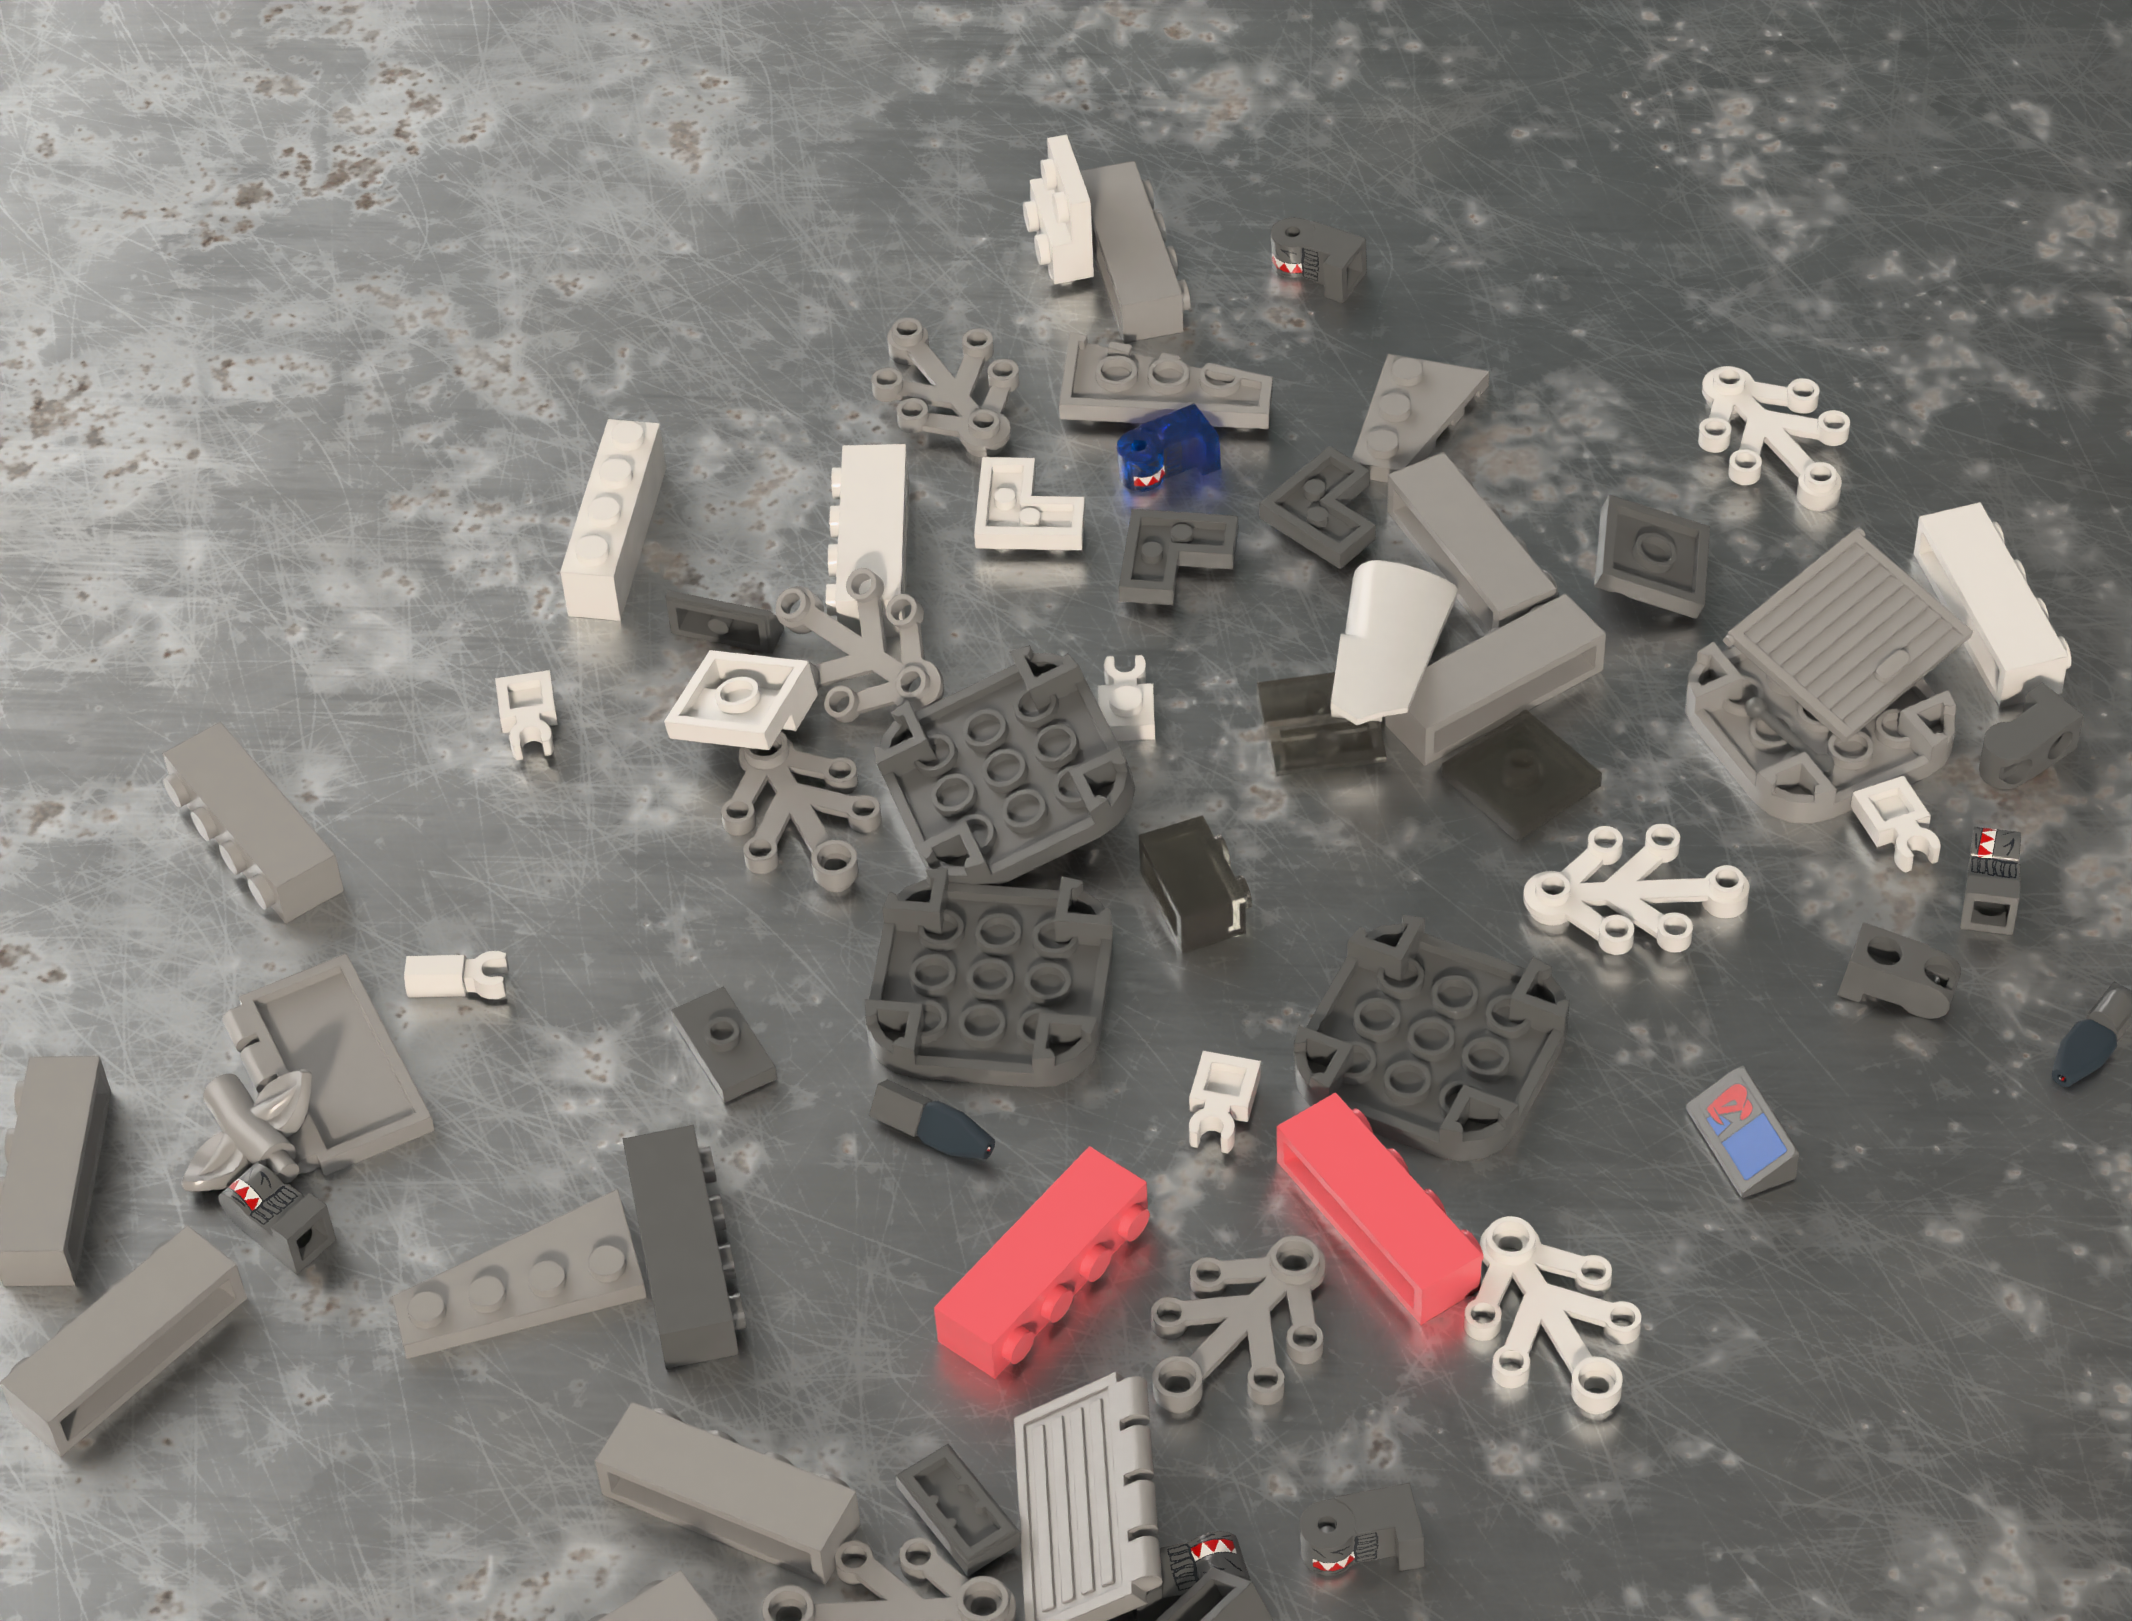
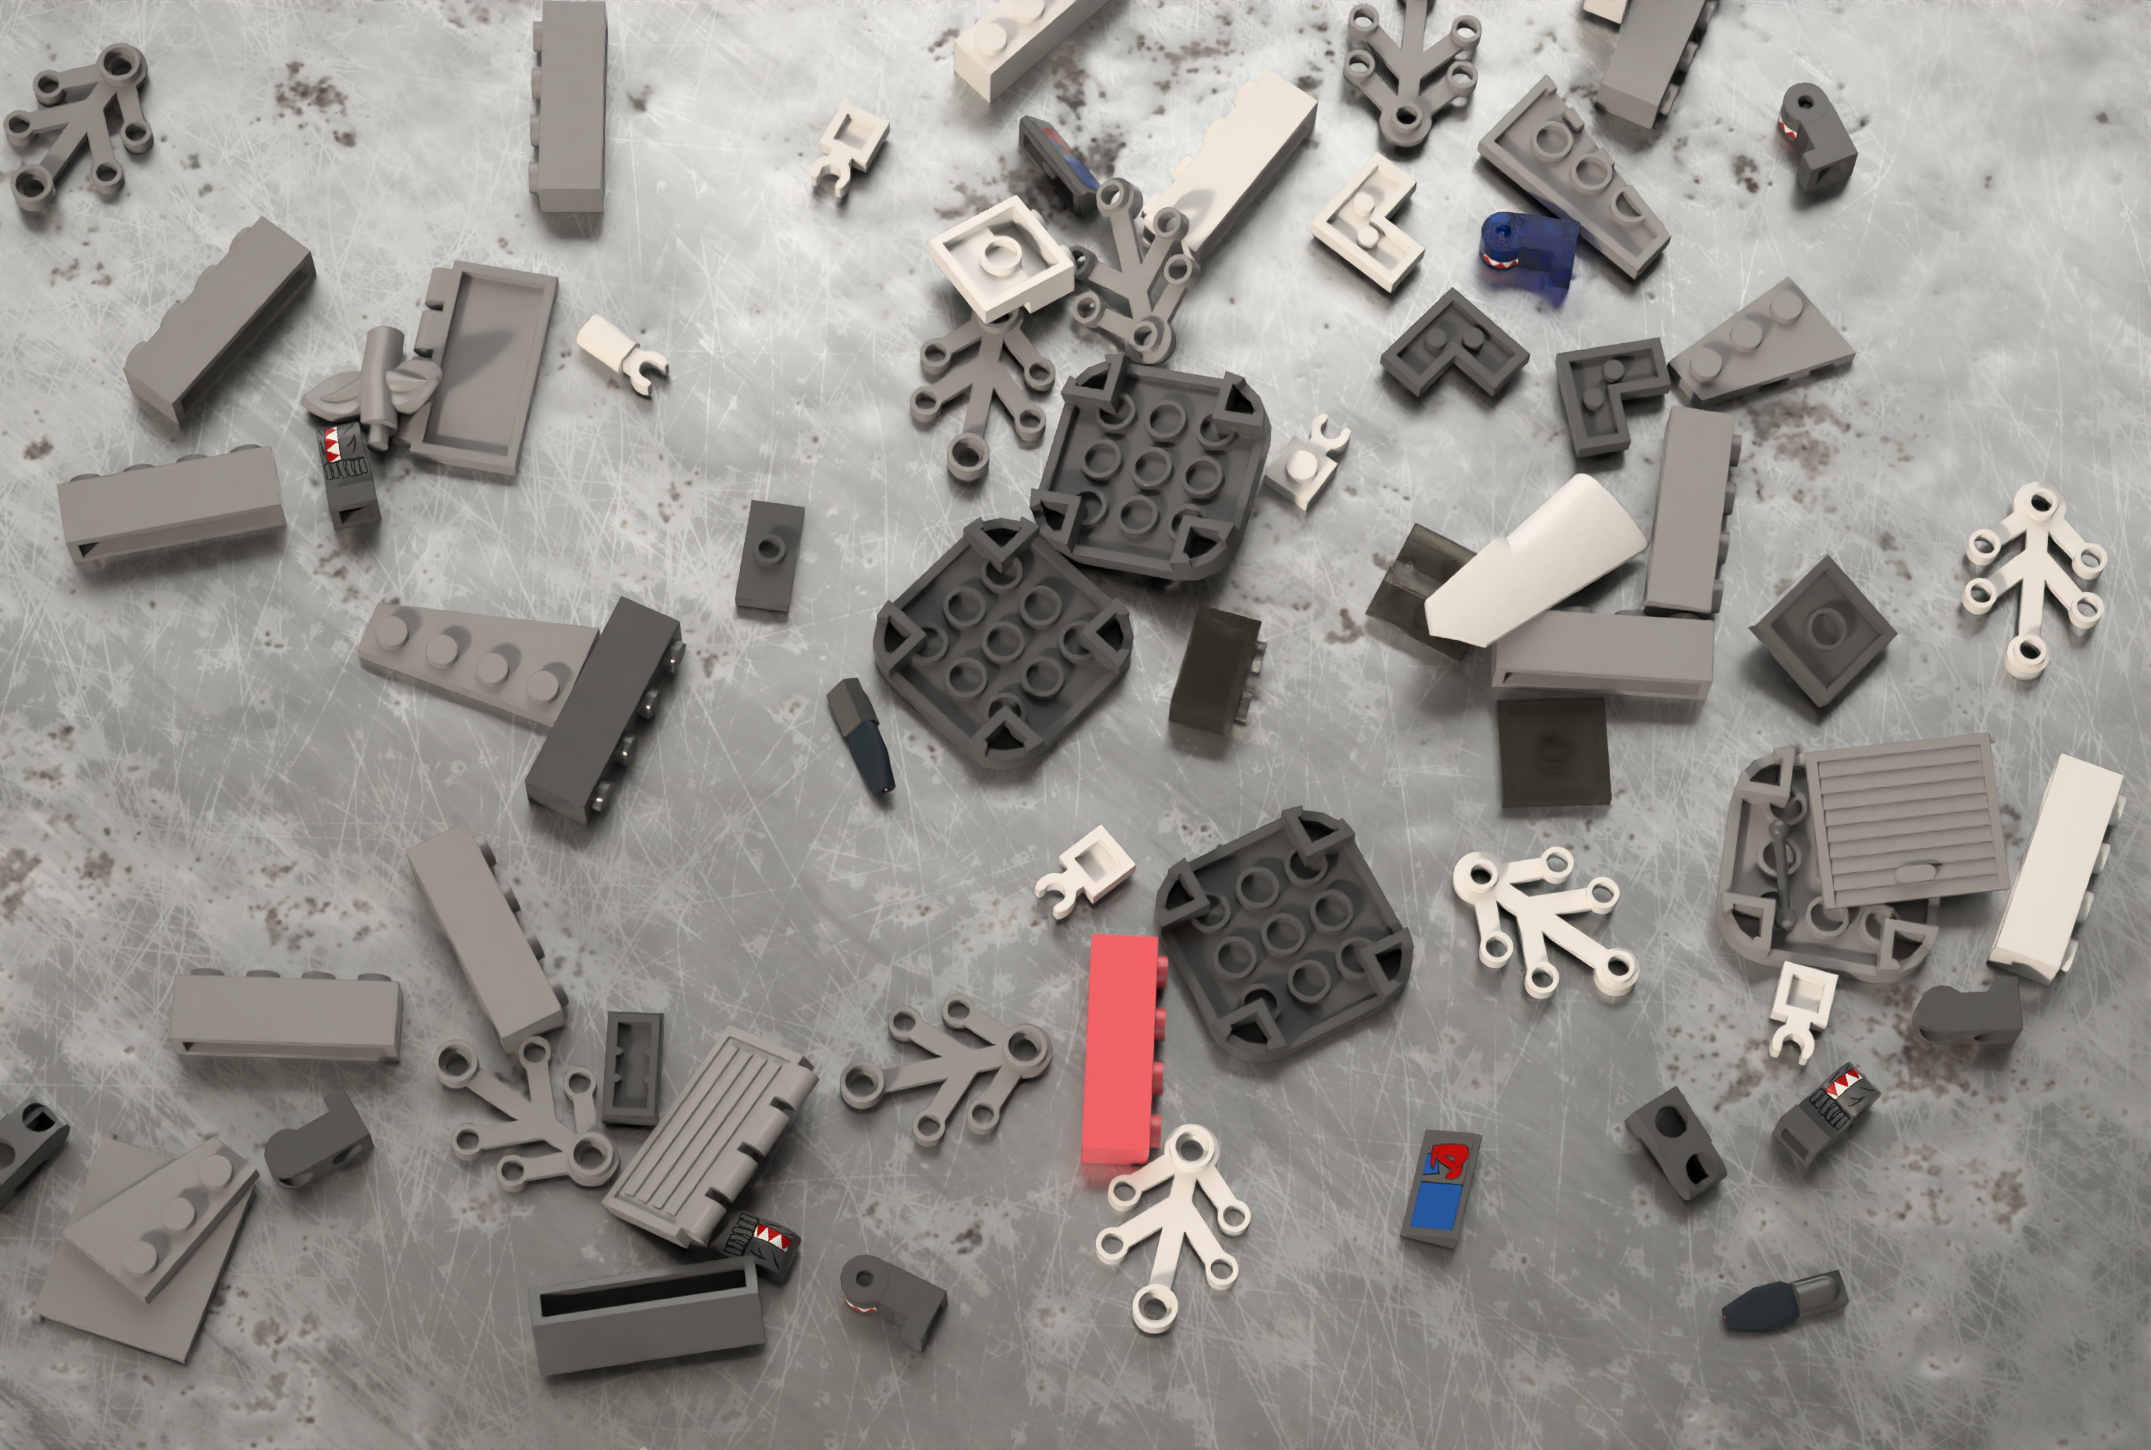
camera: 30 degrees right, 20 degrees up
(1042, 1263) = (846, 916): coral brick -> none

